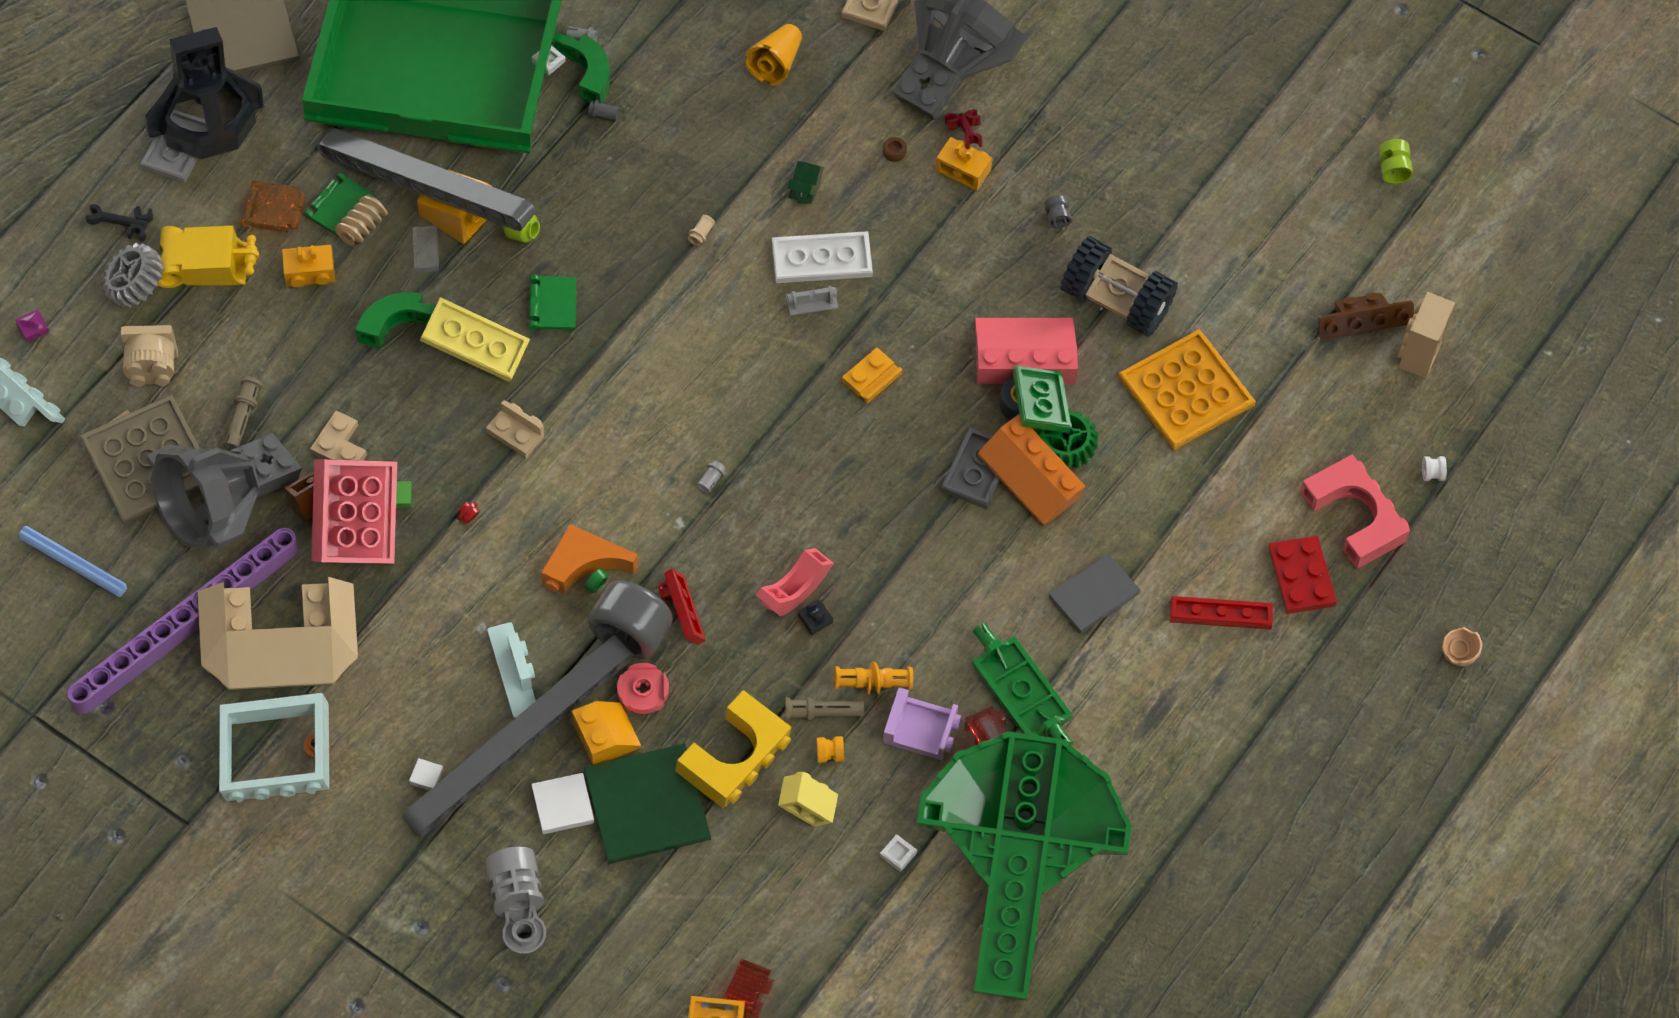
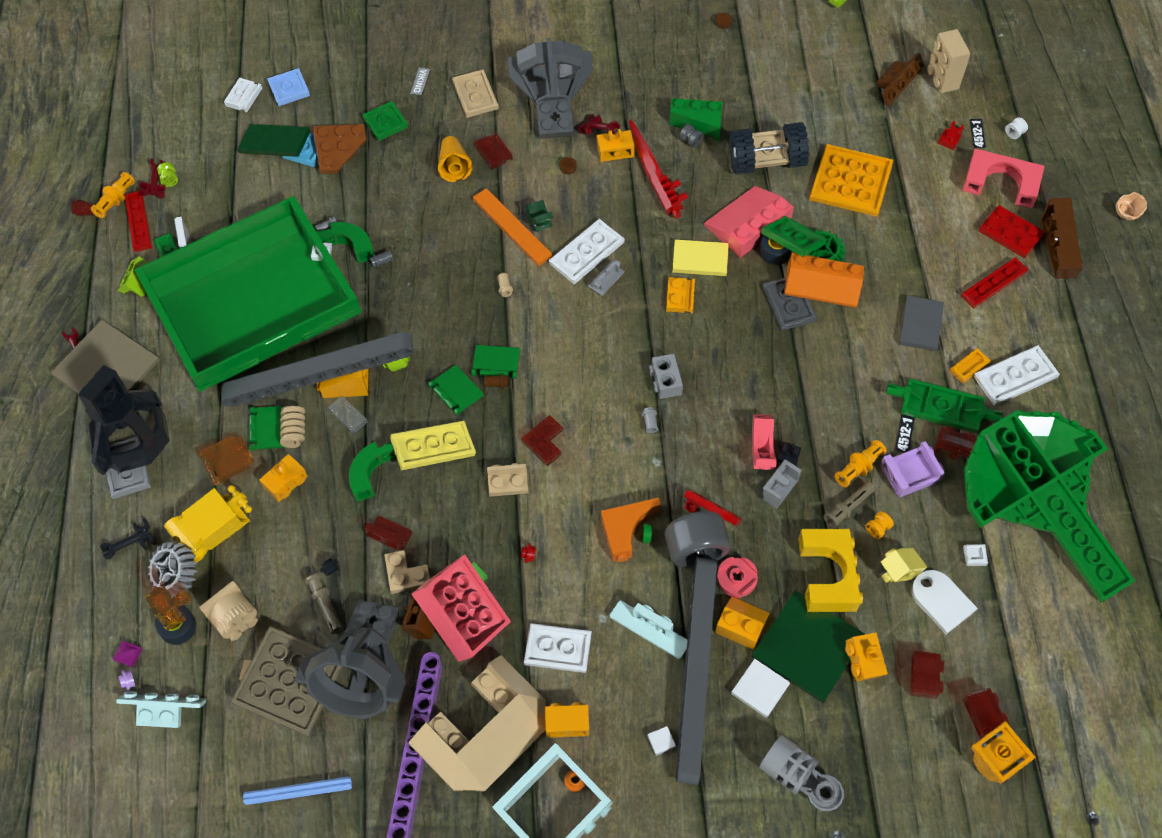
camera: 35 degrees left, 0 degrees up
(11, 348) = (126, 680): none -> lavender plate
(94, 305) = (166, 607): none -> clear orange brick
(94, 330) = (178, 634): none -> black wheel
(275, 383) = (329, 566): none -> black plate
(356, 687) = (567, 720): none -> light orange brick
(359, 394) = (388, 533): none -> clear red panel
(413, 620) = (558, 648): none -> white tile
(583, 412) = (540, 438): none -> clear red plate
(601, 326) = (496, 381): none -> reddish brown pin
(618, 303) = (496, 361): none -> green piece
(684, 851) = (866, 657): none -> light orange brick
(727, 914) = (926, 675): none -> clear red brick
(770, 174) = (512, 227): none -> orange tile
(771, 634) = (781, 483): none -> light grey window
(774, 447) = (669, 375): none -> light grey brick
(817, 867) = (942, 601): none -> white tile
(831, 75) = (493, 151): none -> clear red plate
(933, 352) = (700, 257): none -> light yellow tile
(956, 688) = (904, 433): none -> black sticker
(972, 237) = (659, 182): none -> red piece
(1088, 195) = (699, 113): none -> green wedge
(1097, 674) = (970, 365): none -> light orange tile
(1136, 721) = (1016, 375): none -> white tile
(1236, 105) = (723, 20): none -> reddish brown tile
(1341, 621) = (1061, 238): none -> reddish brown wedge
(1352, 425) = (951, 136): none -> red plate
(1389, 443) = (977, 133): none -> black sticker

